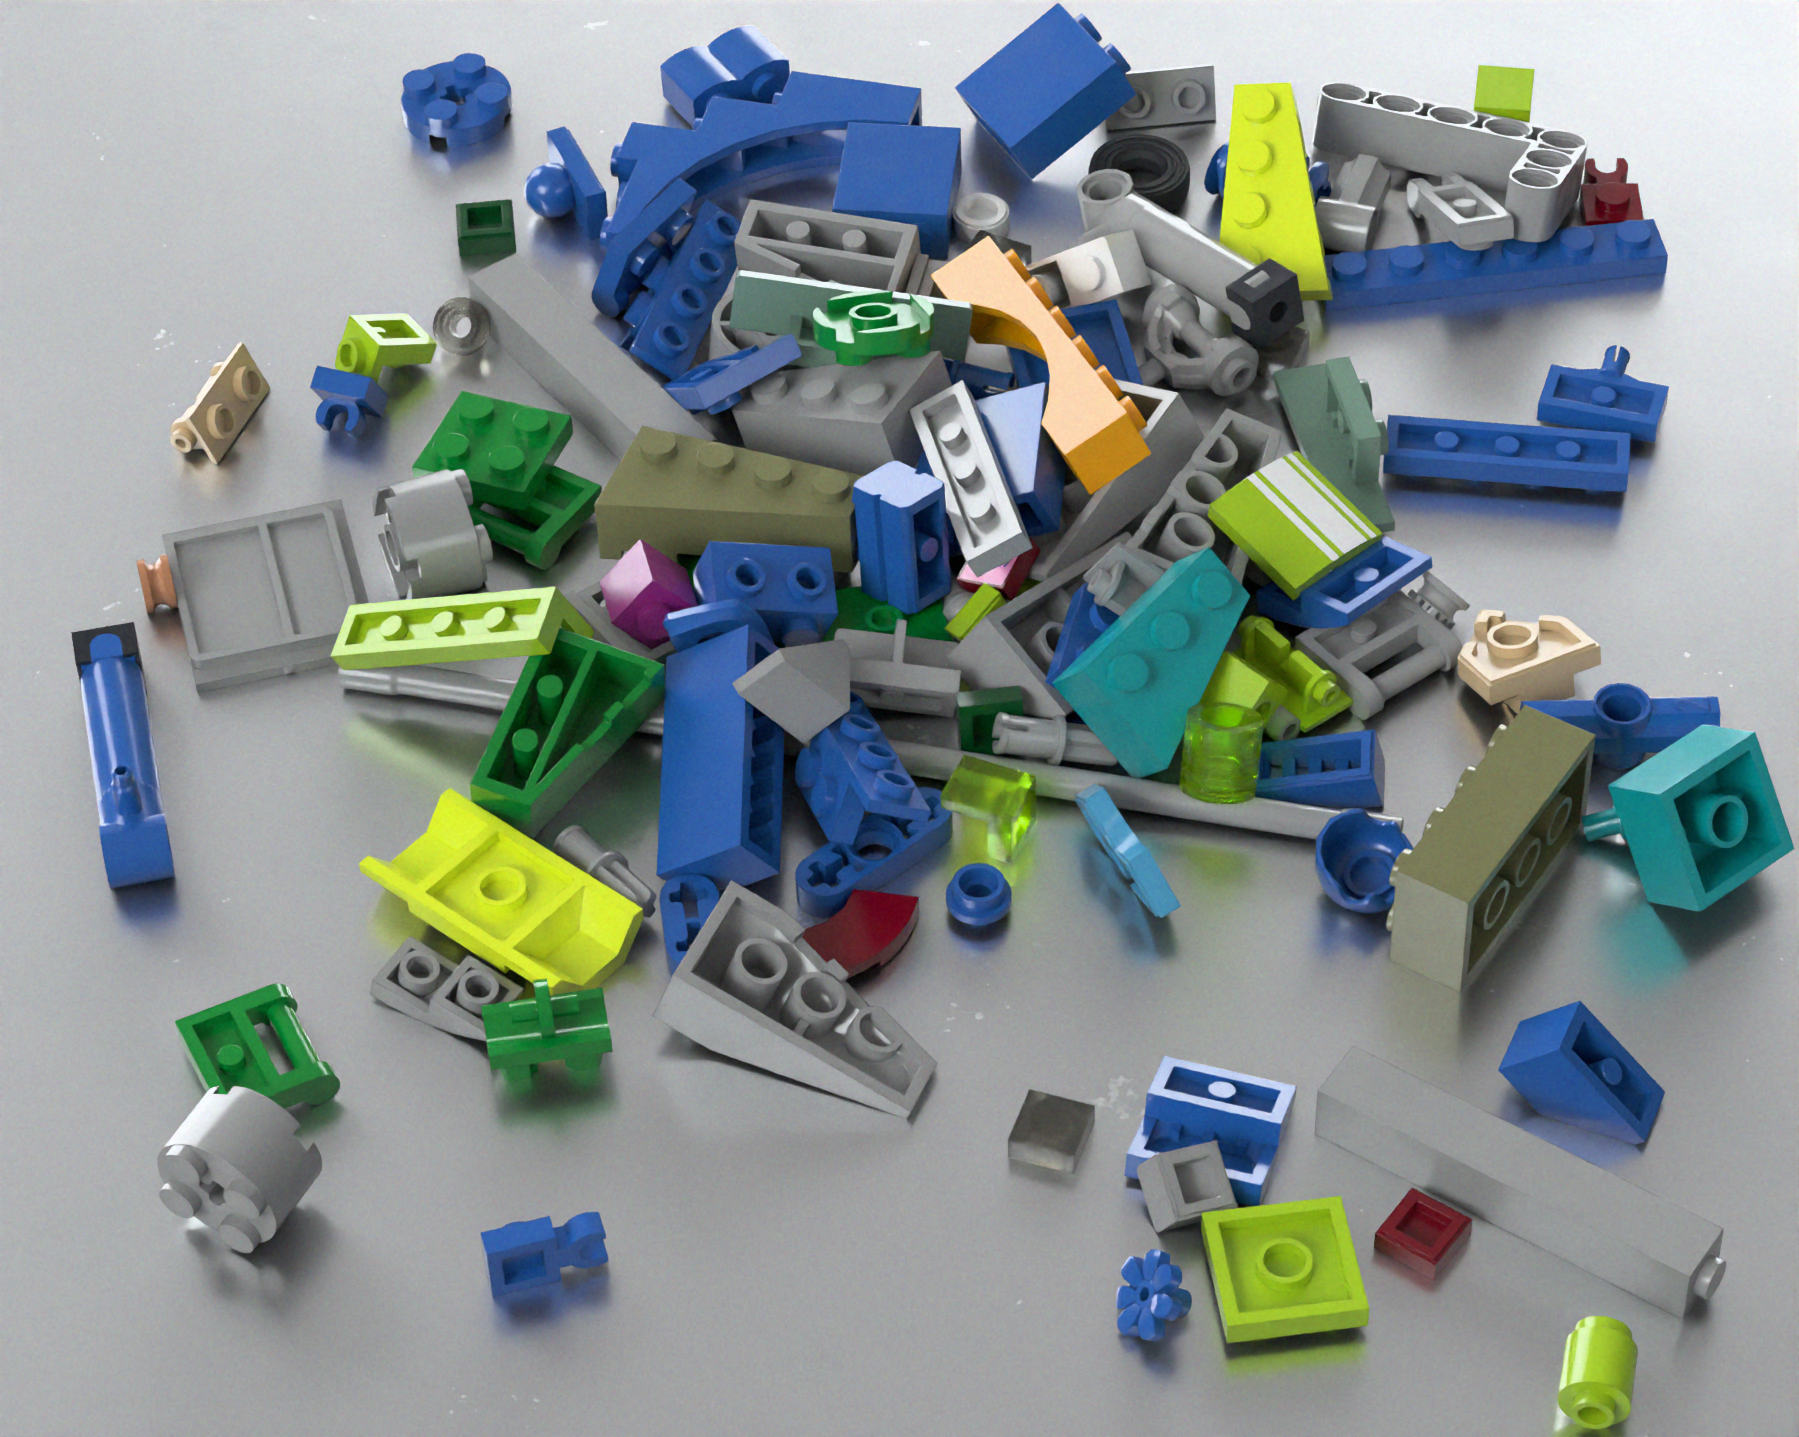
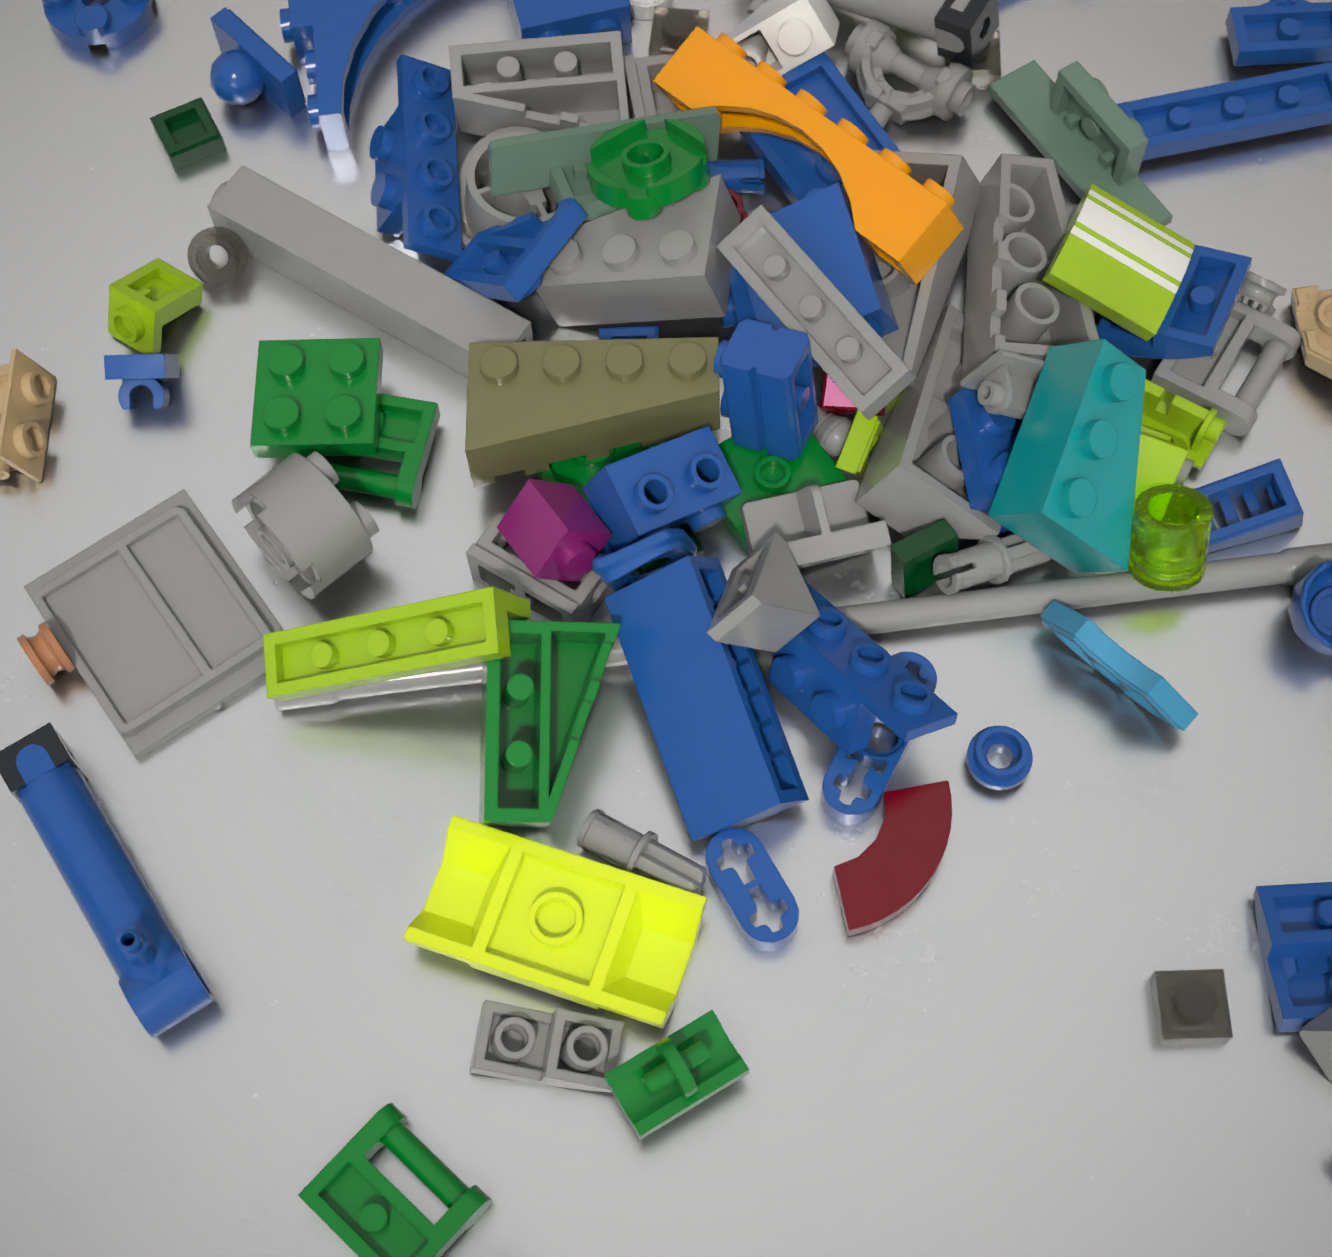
camera: 20 degrees left, 20 degrees up
(636, 247) = (361, 126): blue plate -> none
(776, 1004) = (877, 958): light grey wedge -> none
(997, 796) = (972, 651): clear neon green panel -> none

